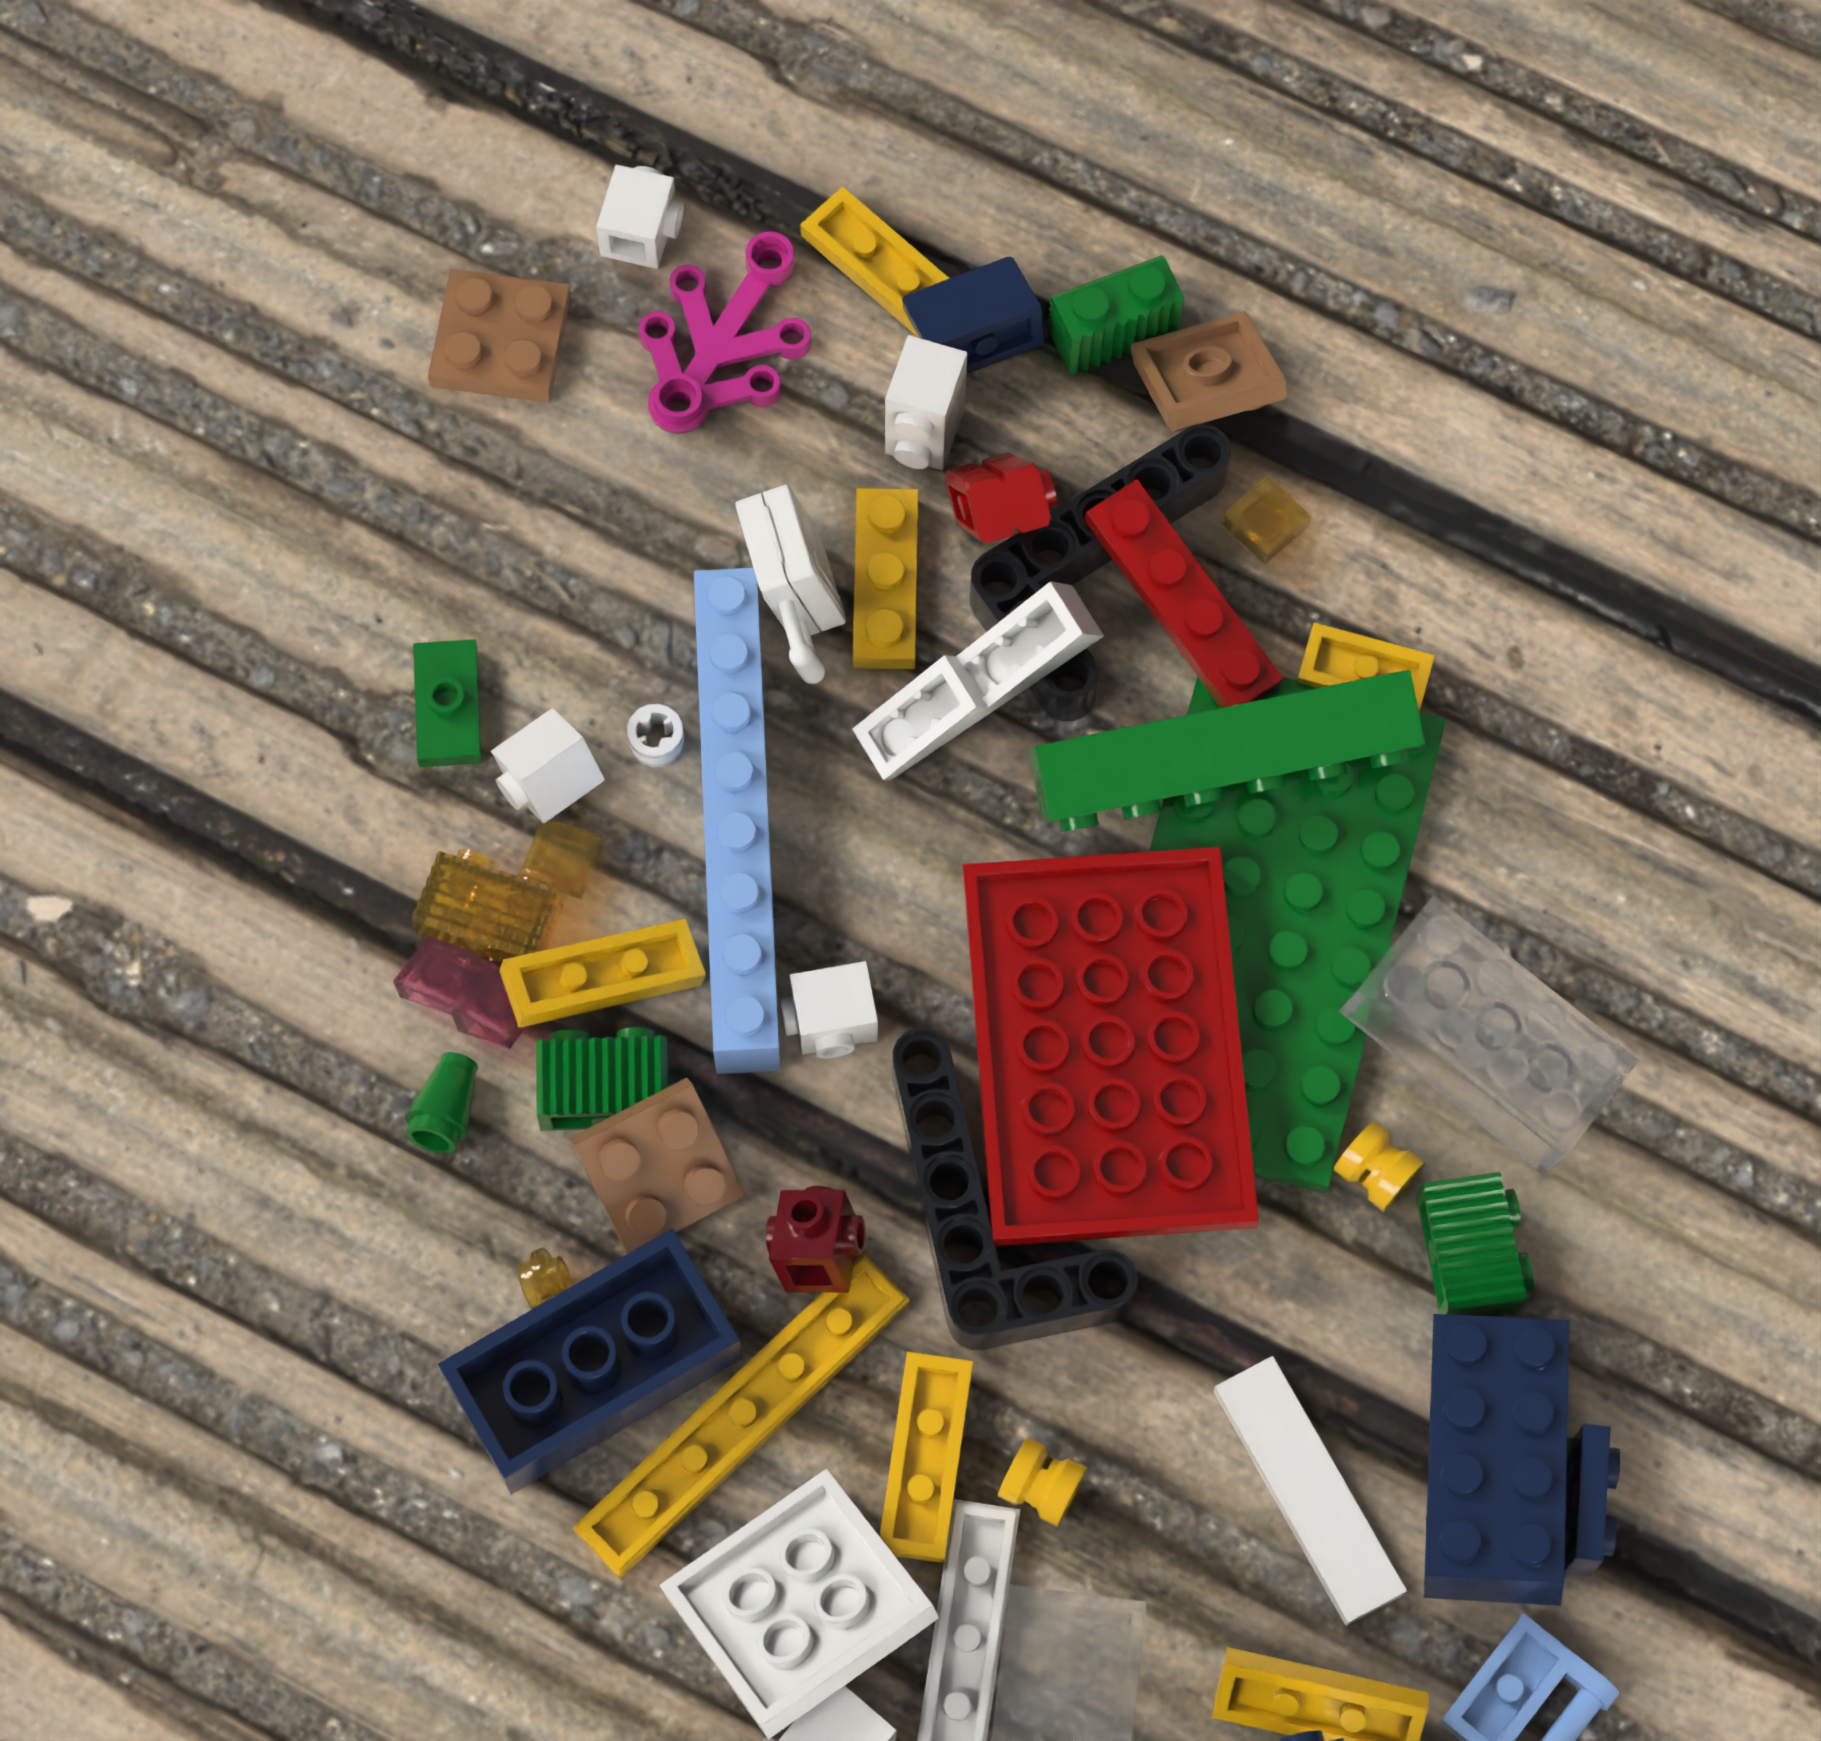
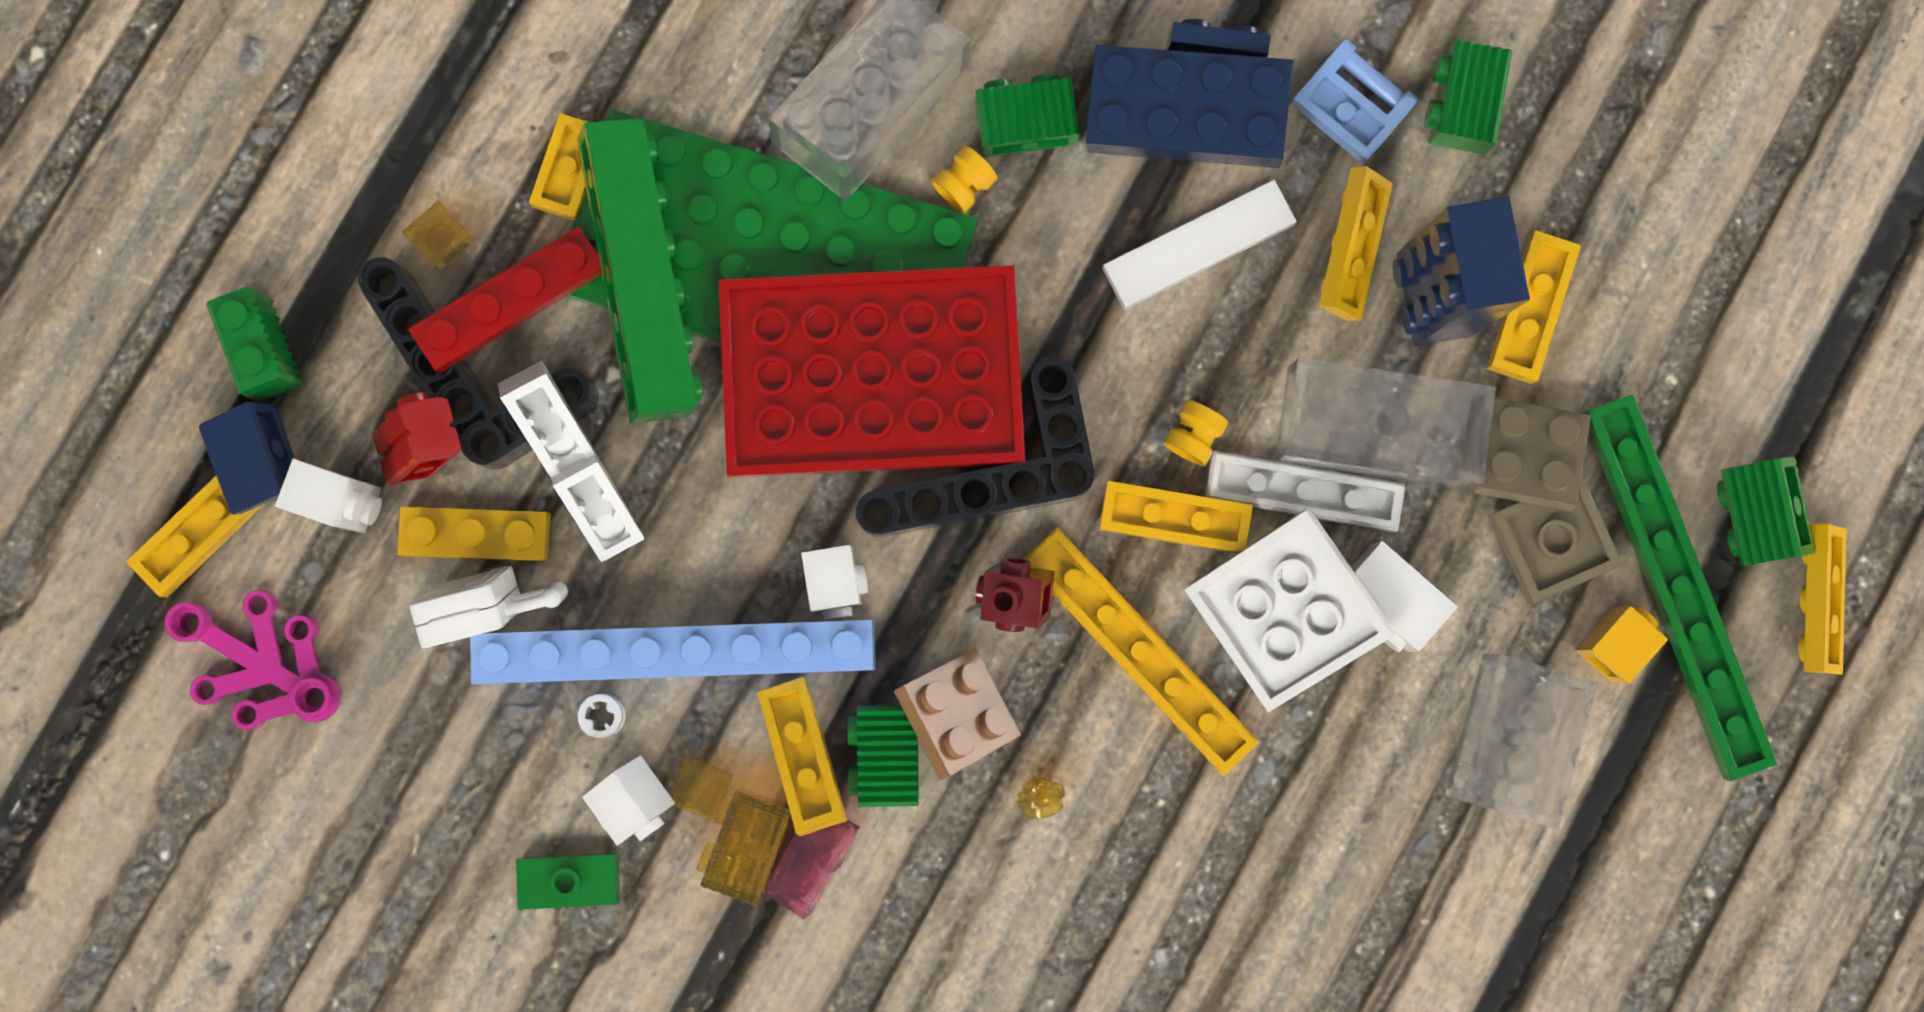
camera: 90 degrees left, 15 degrees up
(443, 1105) = (900, 877): green cone -> none
(499, 335) = (245, 844): medium nougat plate -> none
(591, 1360) = (1109, 764): dark blue brick -> none
(638, 216) = (143, 729): white brick -> none
(1209, 371) = (309, 272): medium nougat plate -> none

